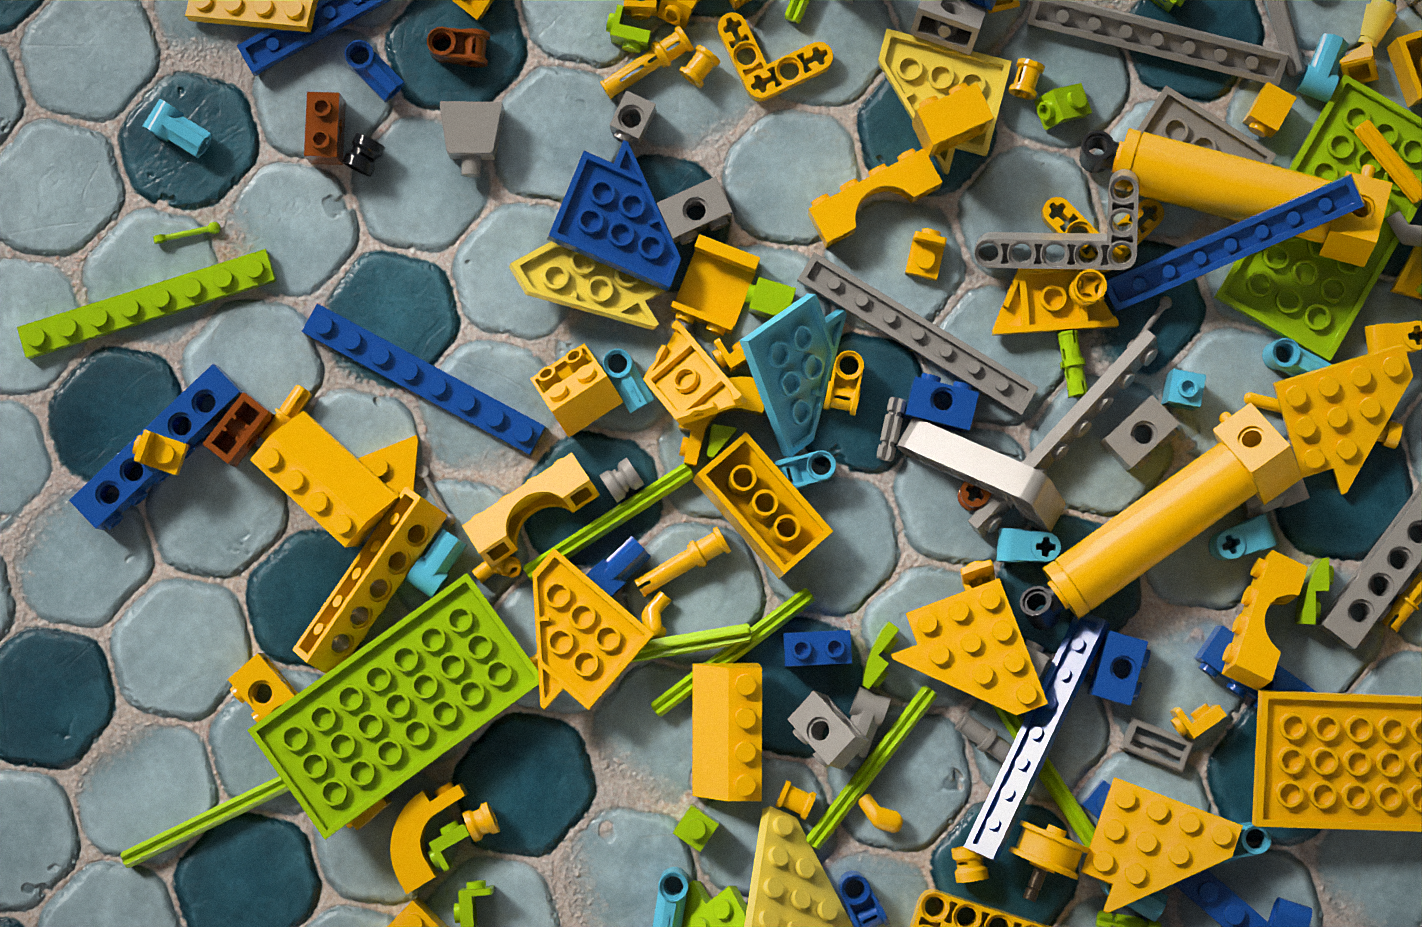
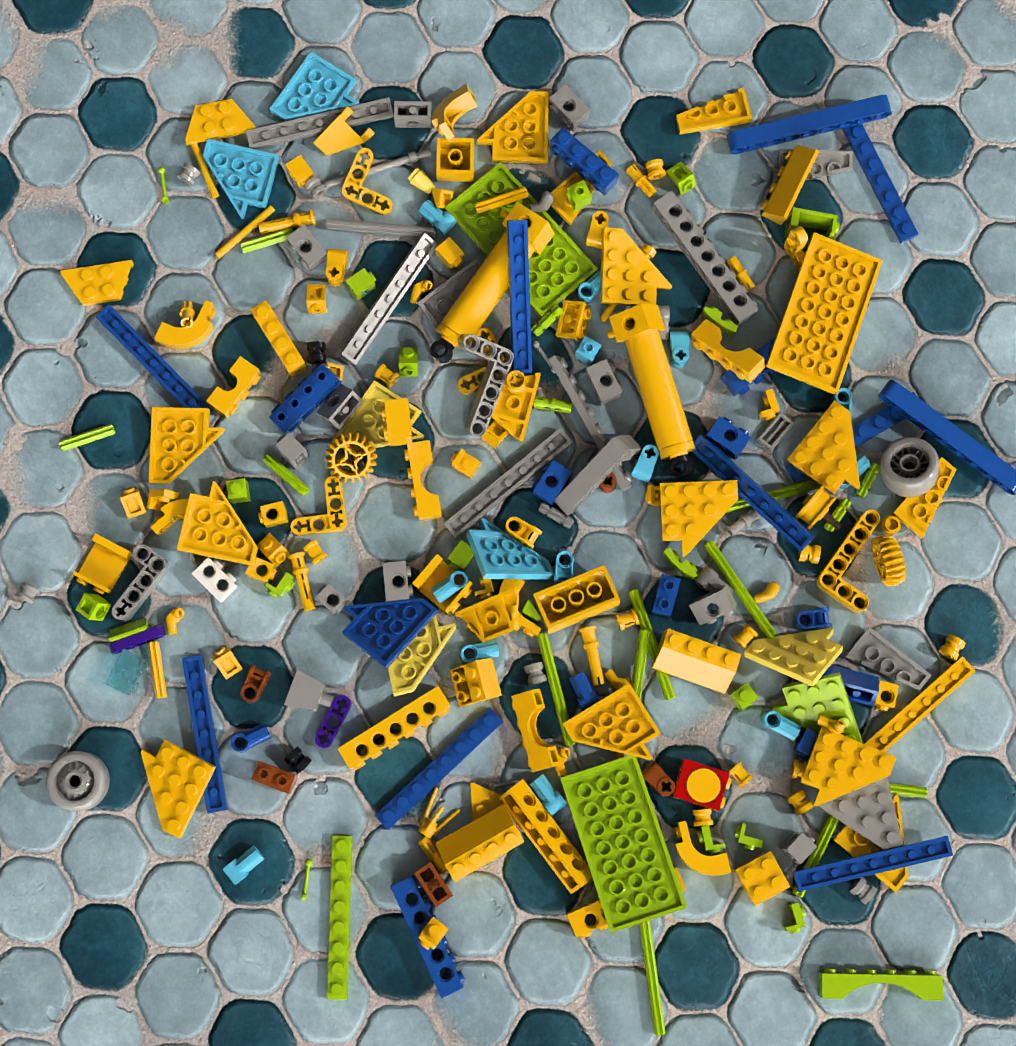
camera: 80 degrees left, 5 degrees down
(328, 393) = (428, 826): none -> yellow plant
(403, 229) = (349, 750): none -> yellow brick
(417, 193) = (325, 723): none -> dark purple beam
(521, 724) = (654, 776): none -> dark orange piece
(530, 804) = (701, 785): none -> panel
(569, 861) = (740, 774): none -> yellow bush
(714, 295) = (448, 587): none -> medium azure piece
(758, 599) = (627, 619): none -> yellow bush
(849, 82) = (356, 472): none -> yellow gear
(990, 286) = (494, 435): none -> yellow slope
(1055, 893) = (838, 513): none -> lime axle
(1191, 82) = (419, 289): none -> yellow arm
(1212, 306) = (547, 320): none -> lime axle
(1227, 350) = (573, 320): none -> yellow bracket

